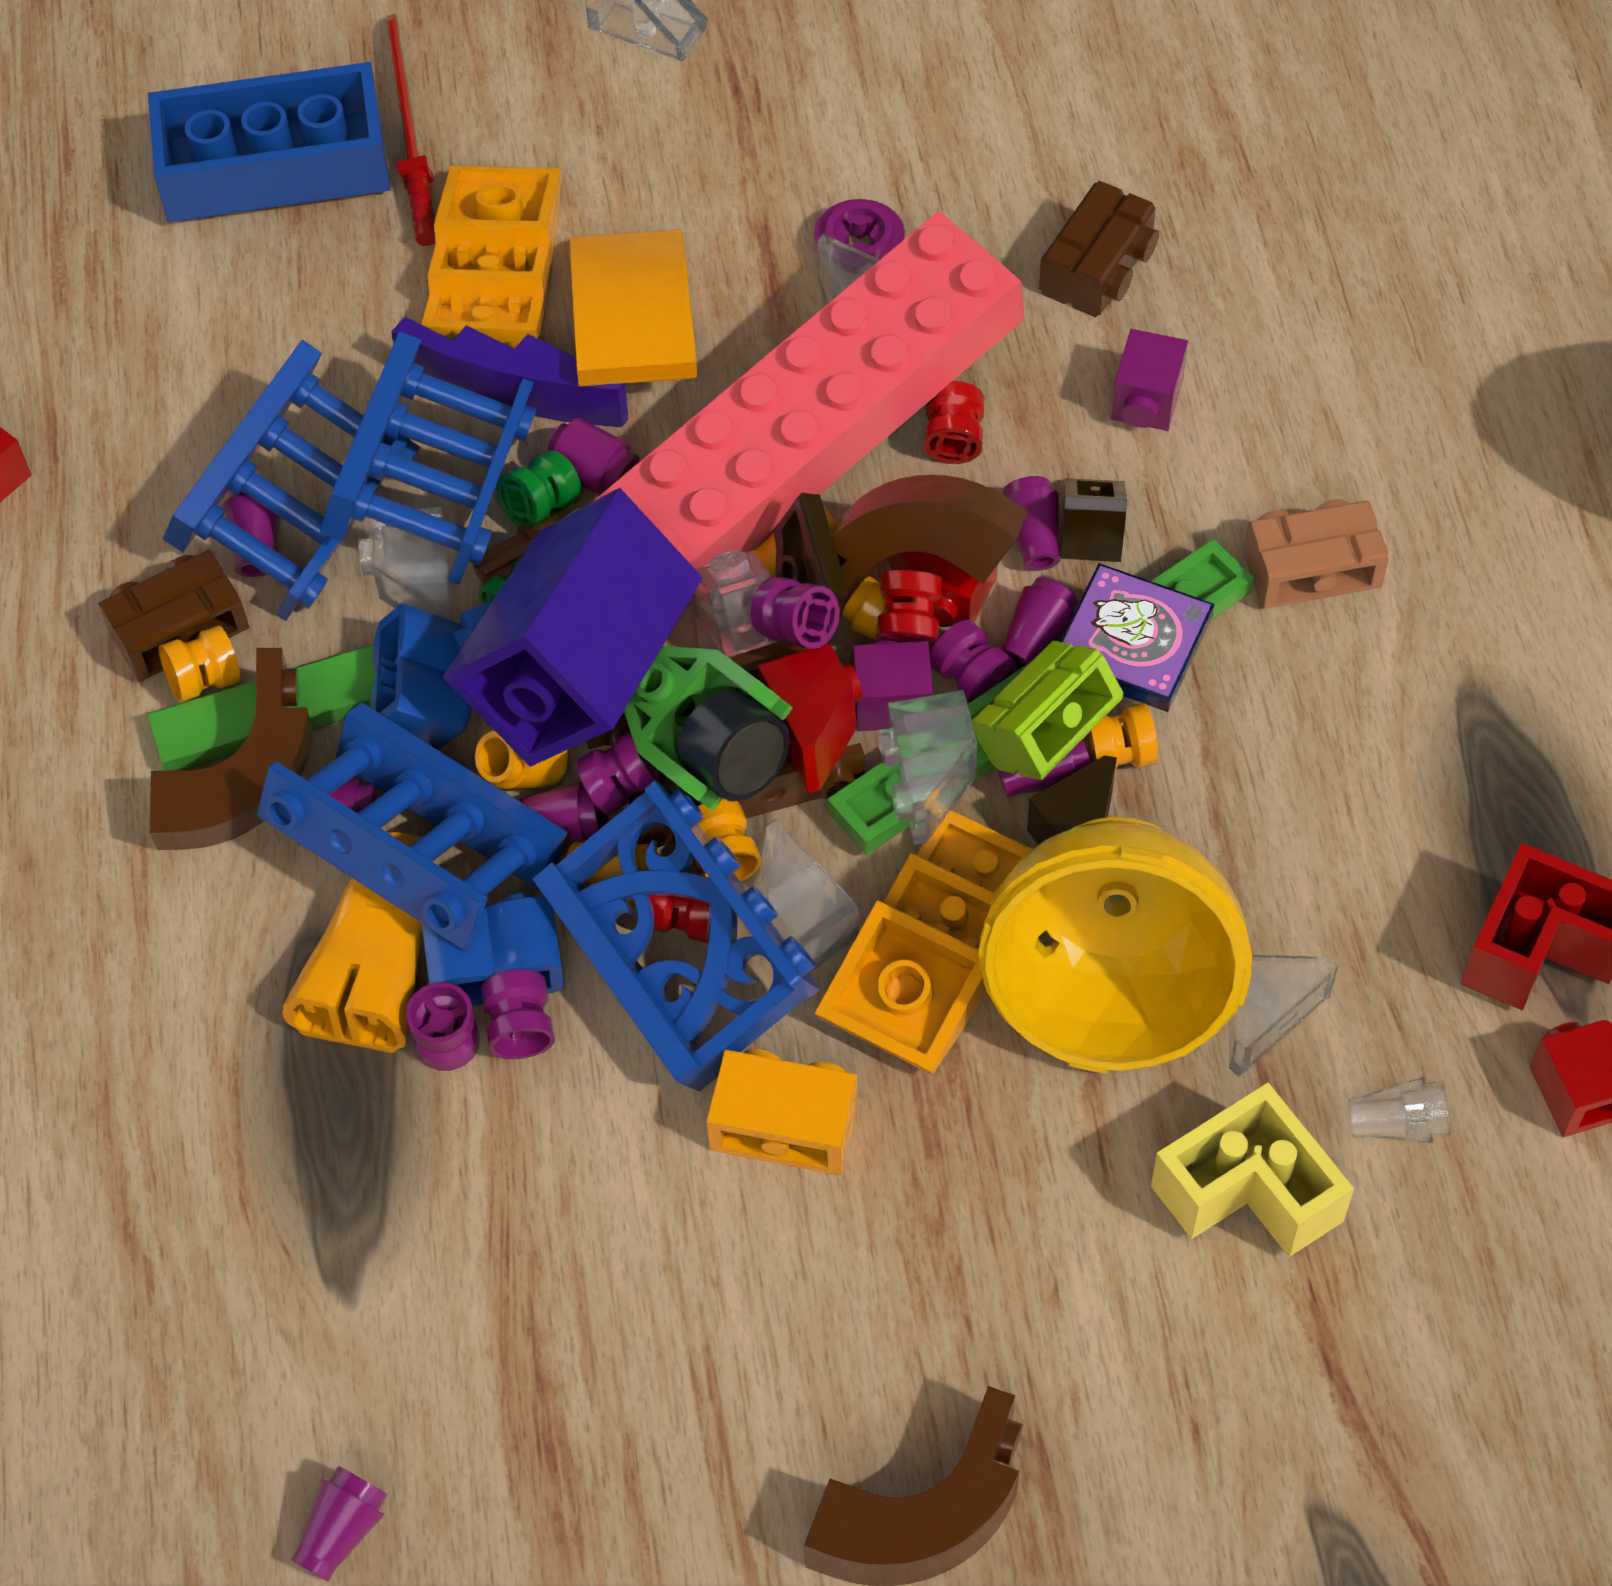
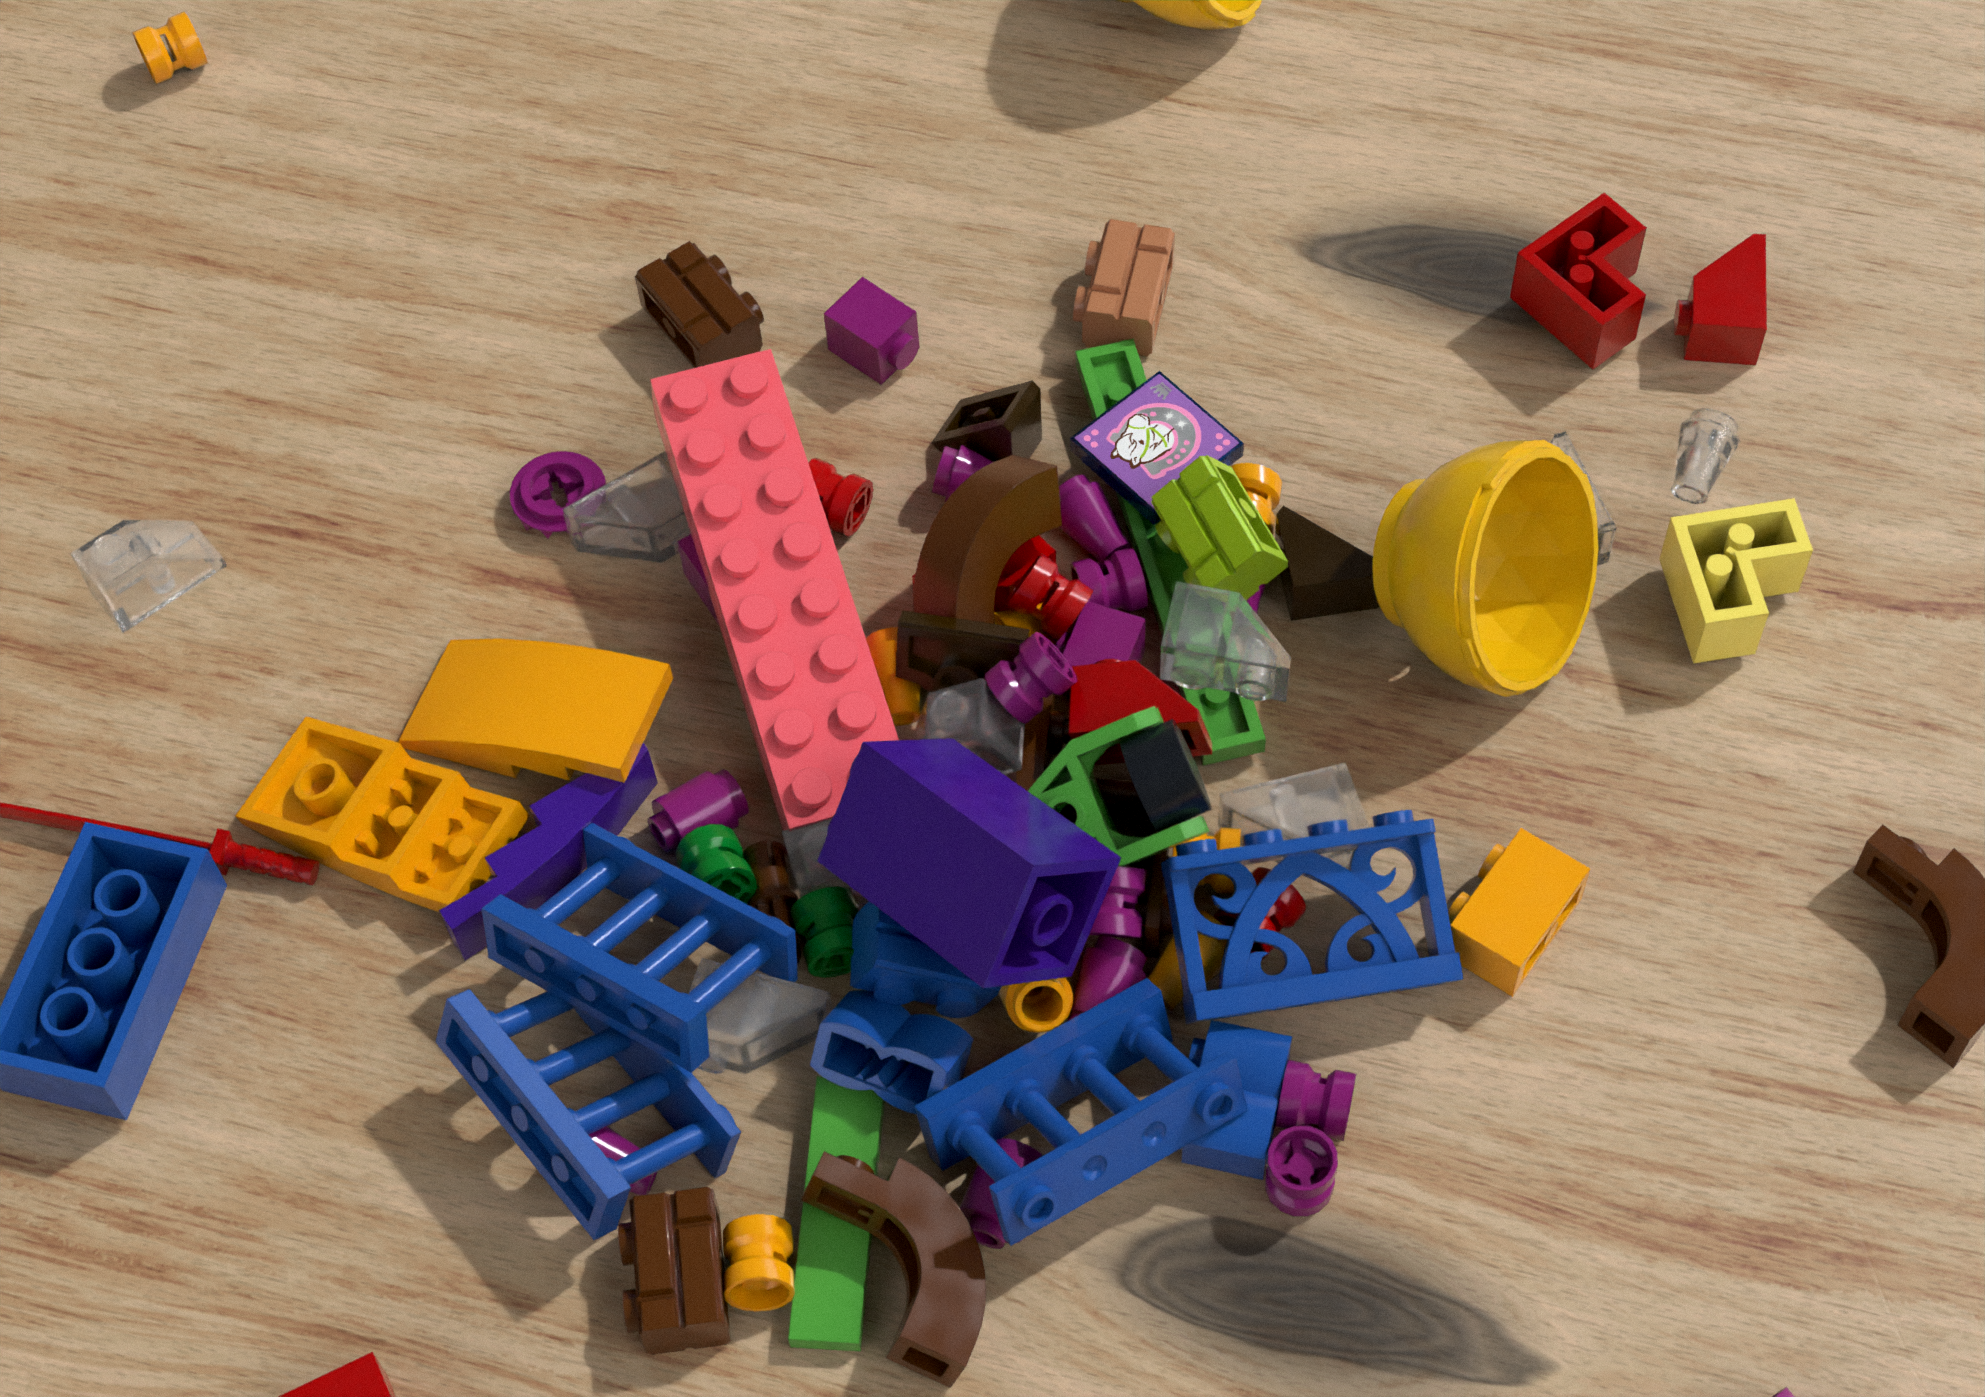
camera: 65 degrees left, 0 degrees up
(360, 973) = (1202, 1224): light orange piece -> none
(916, 959) = (1391, 724): light orange slope -> none

